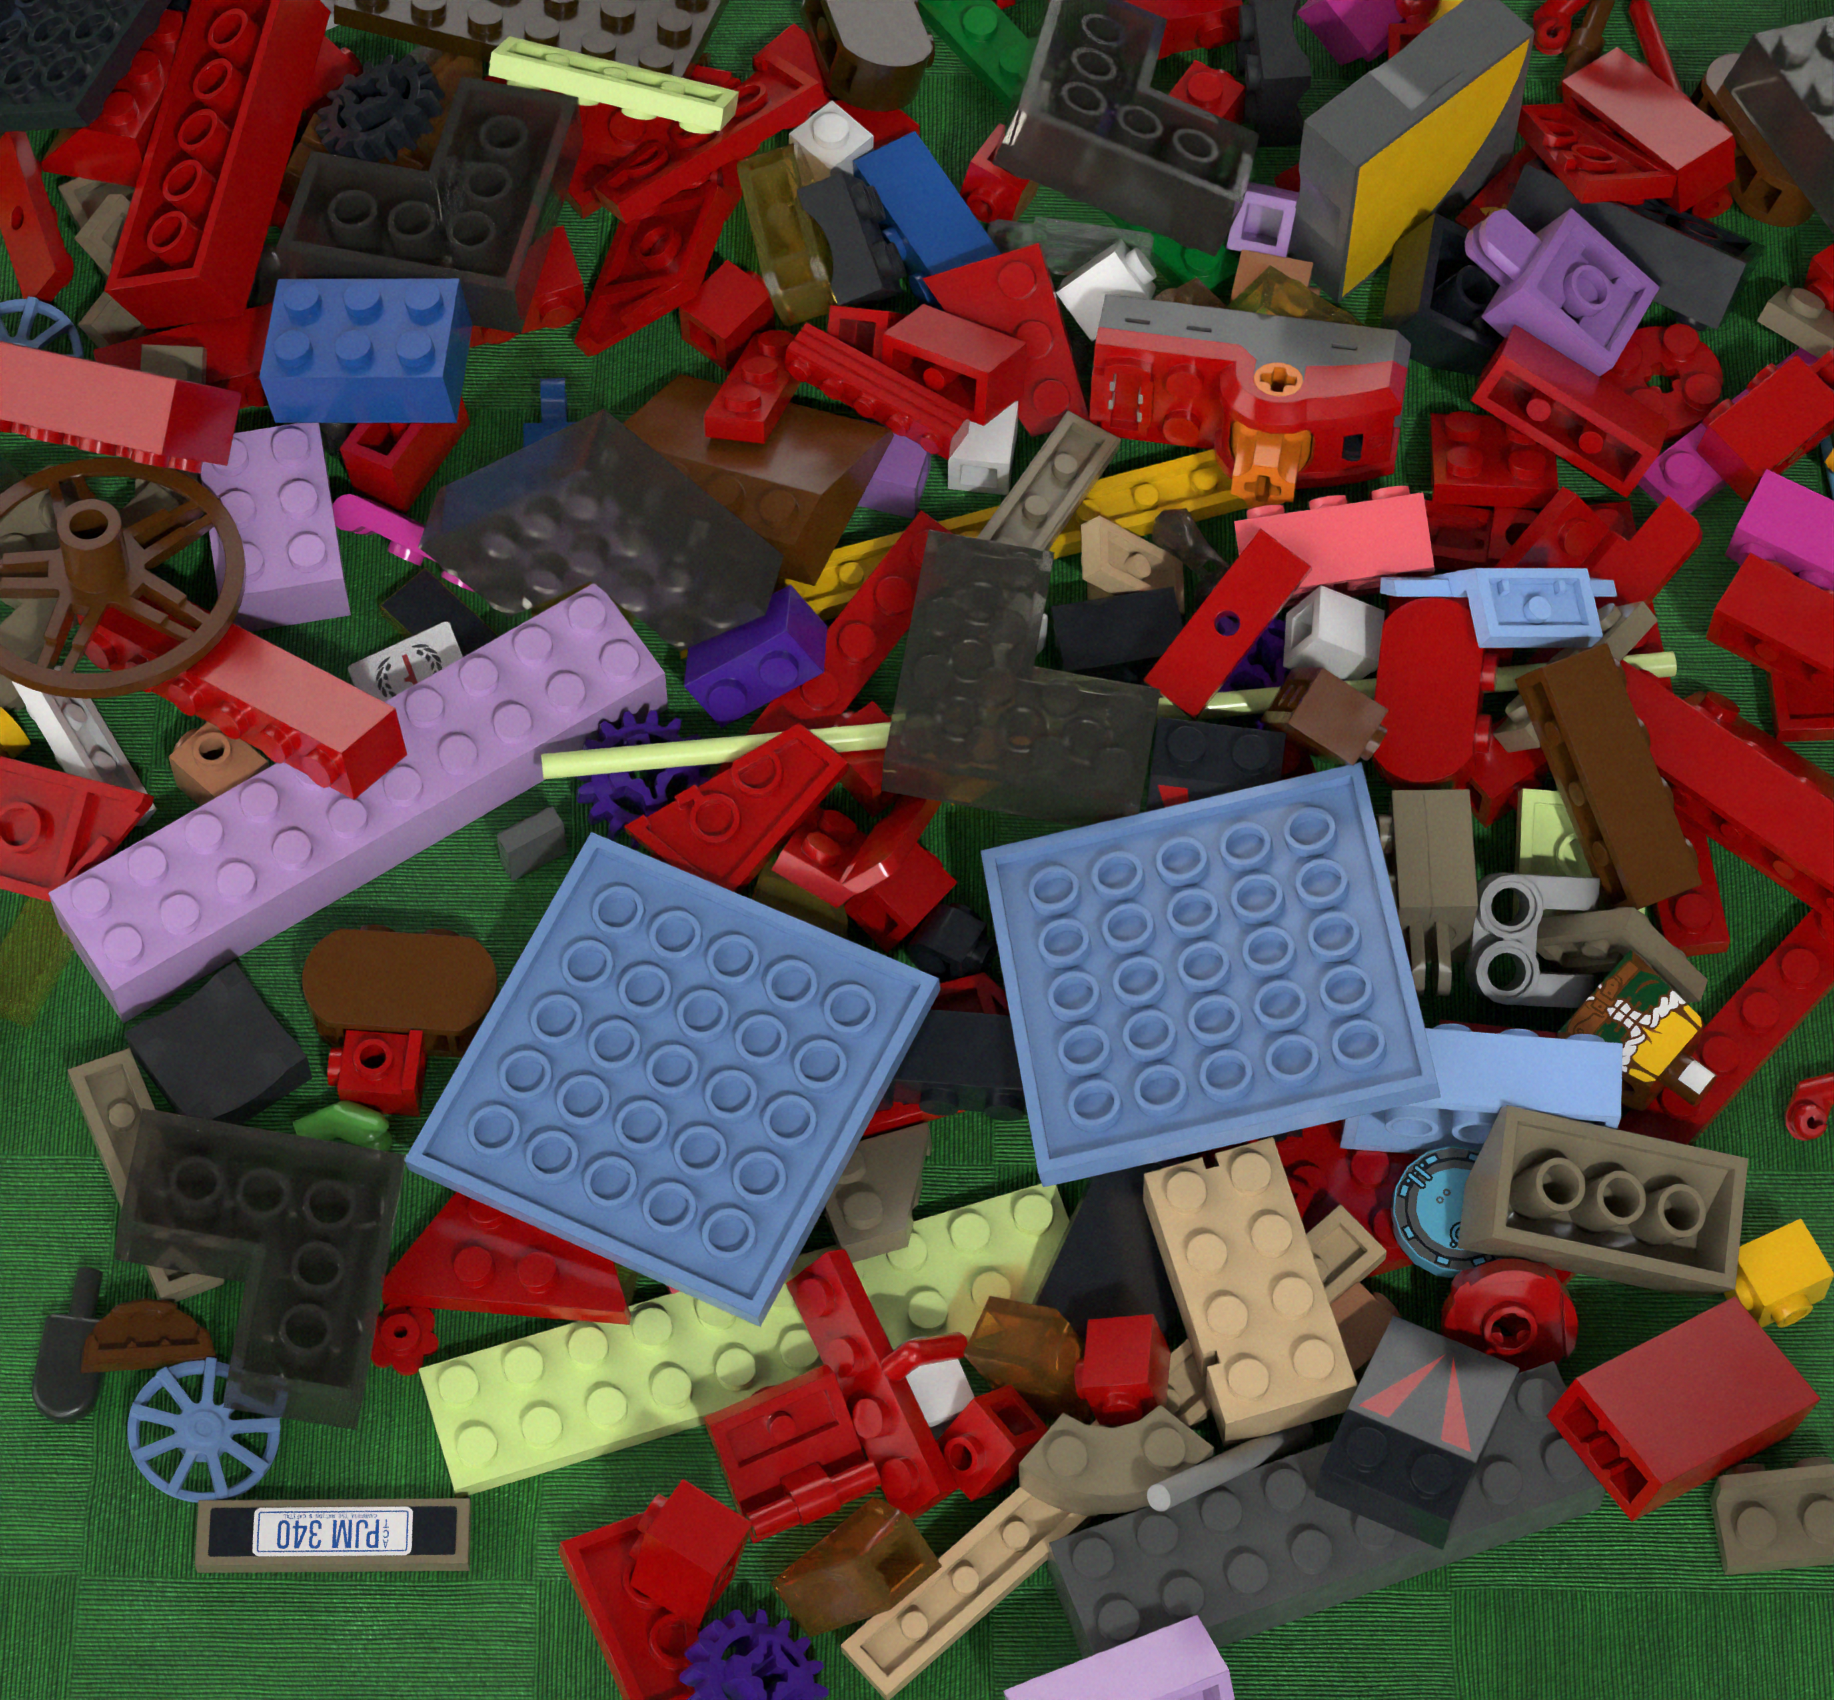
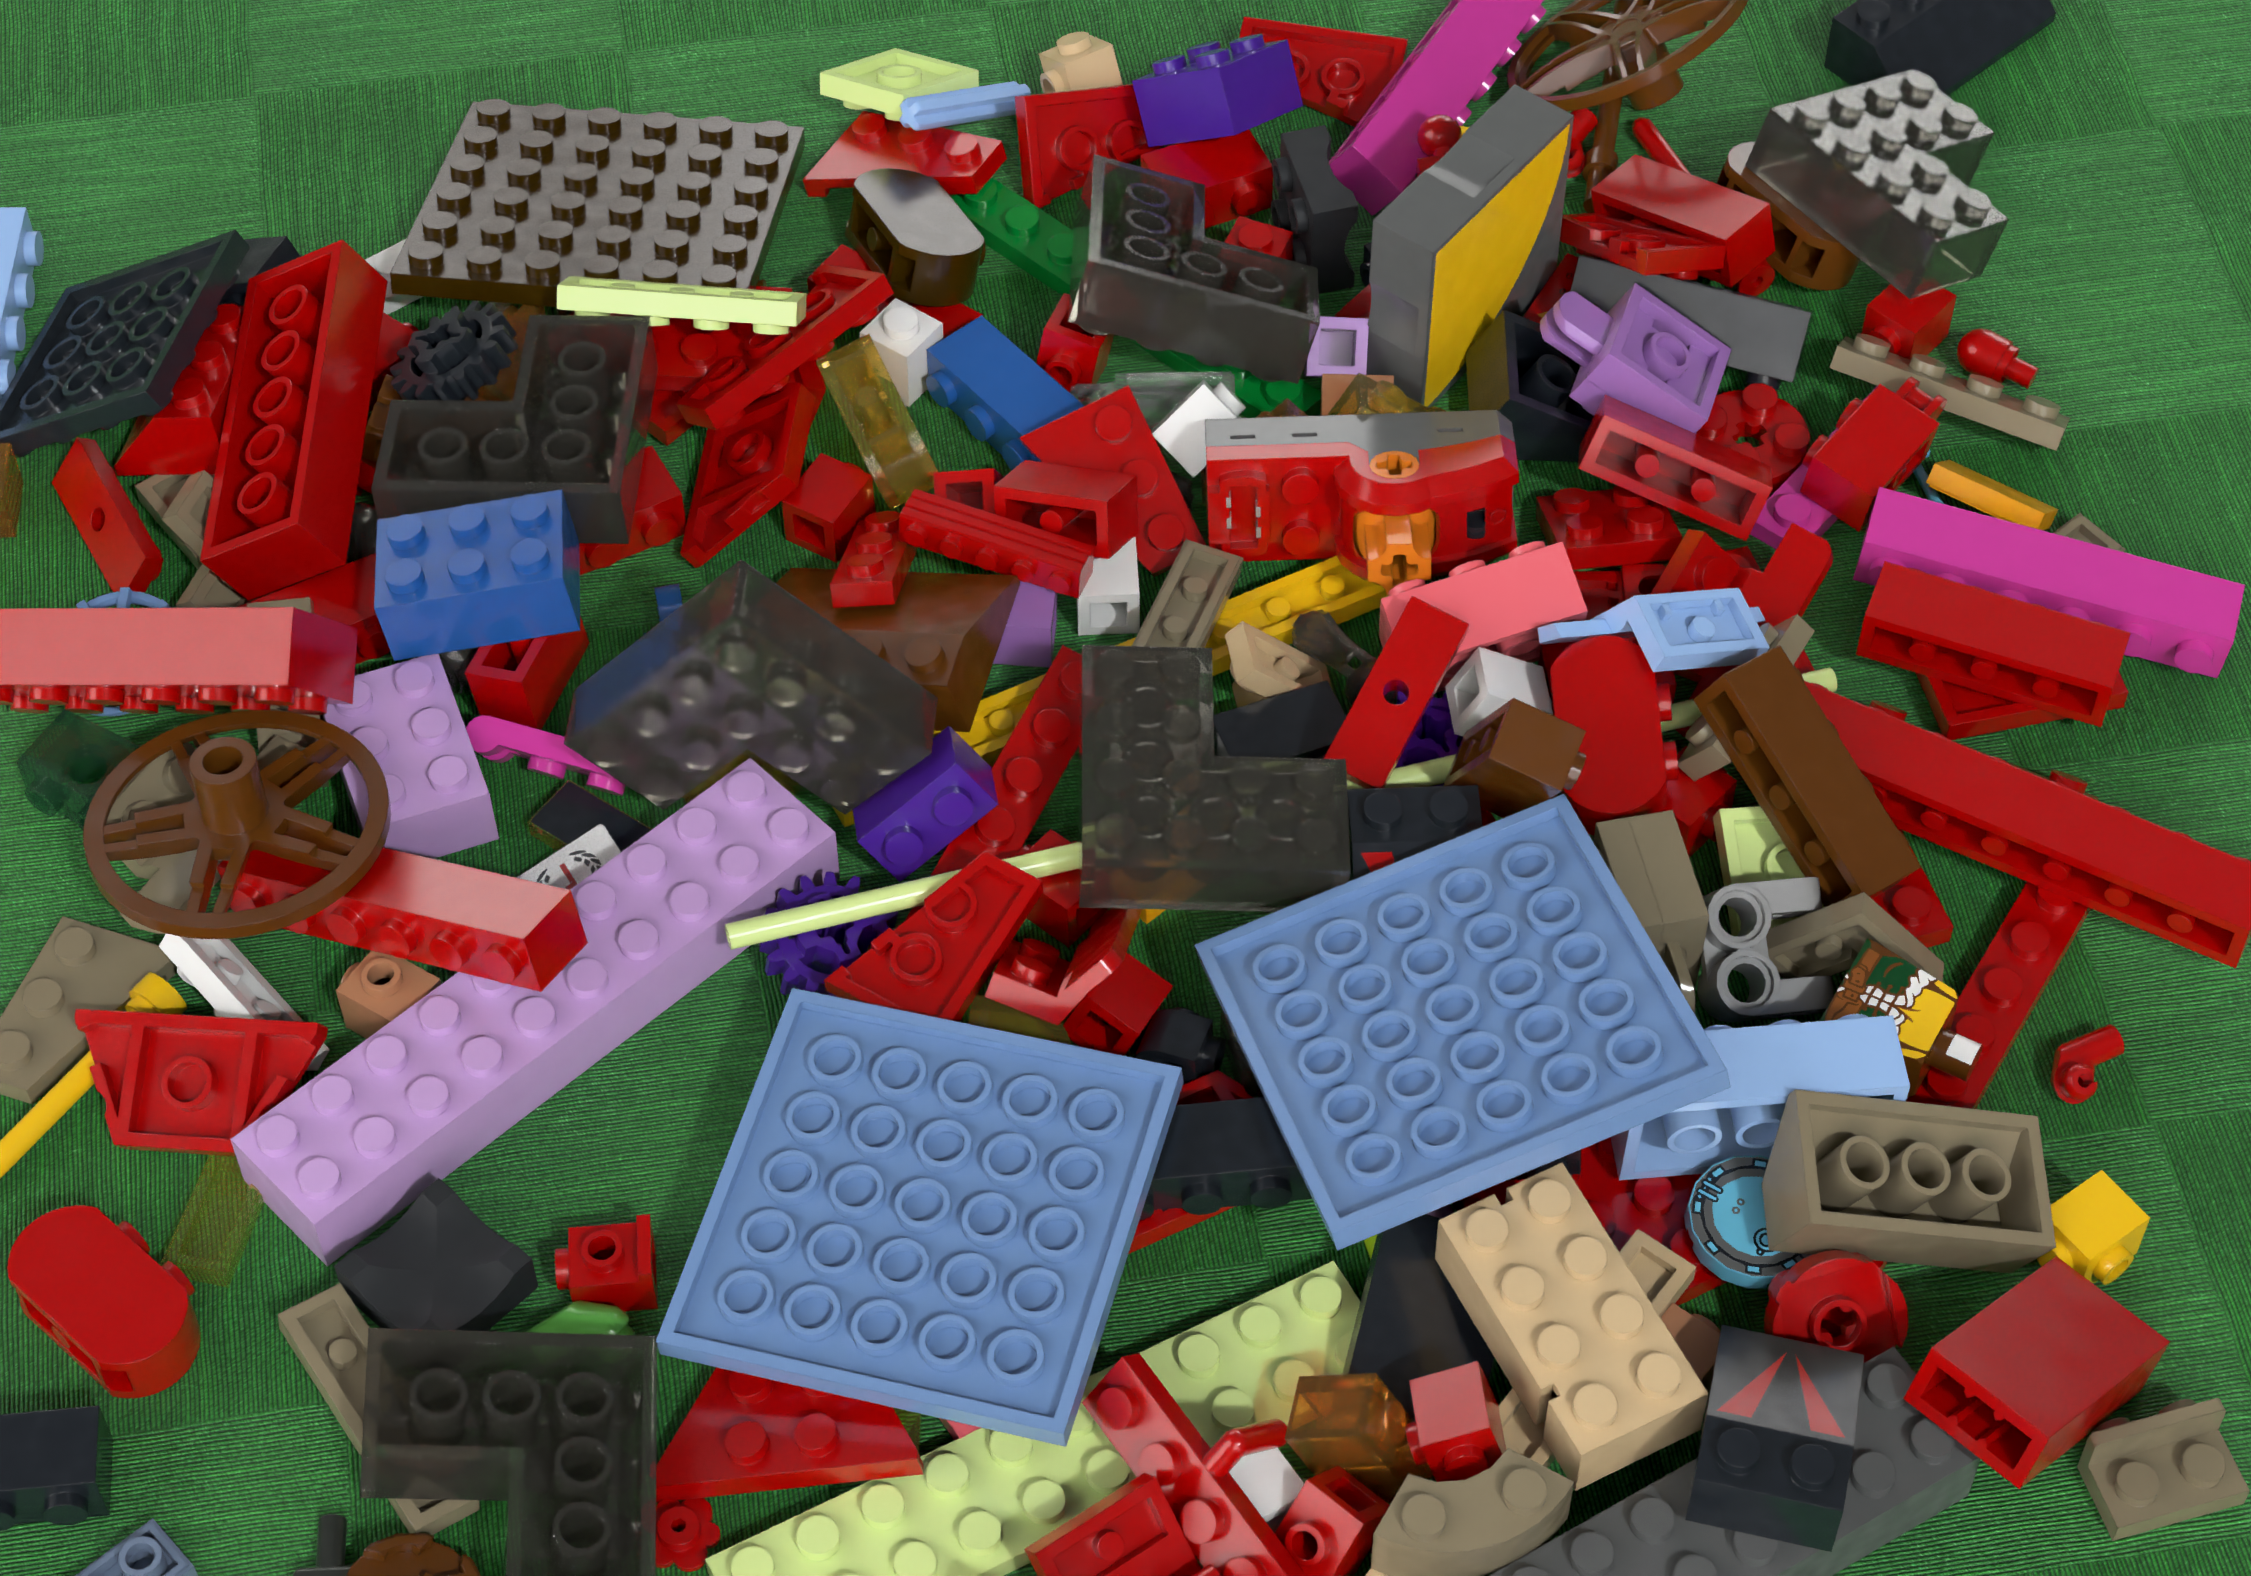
camera: 10 degrees left, 10 degrees down
(400, 984) = (613, 1173): reddish brown brick -> none
(532, 843) = (727, 1020): dark grey tile -> none
(863, 263) = (935, 389): black brick -> none
(878, 1192) = (1157, 1301): dark tan wing -> none
(1226, 1466) = (1588, 1503): light grey bar -> none

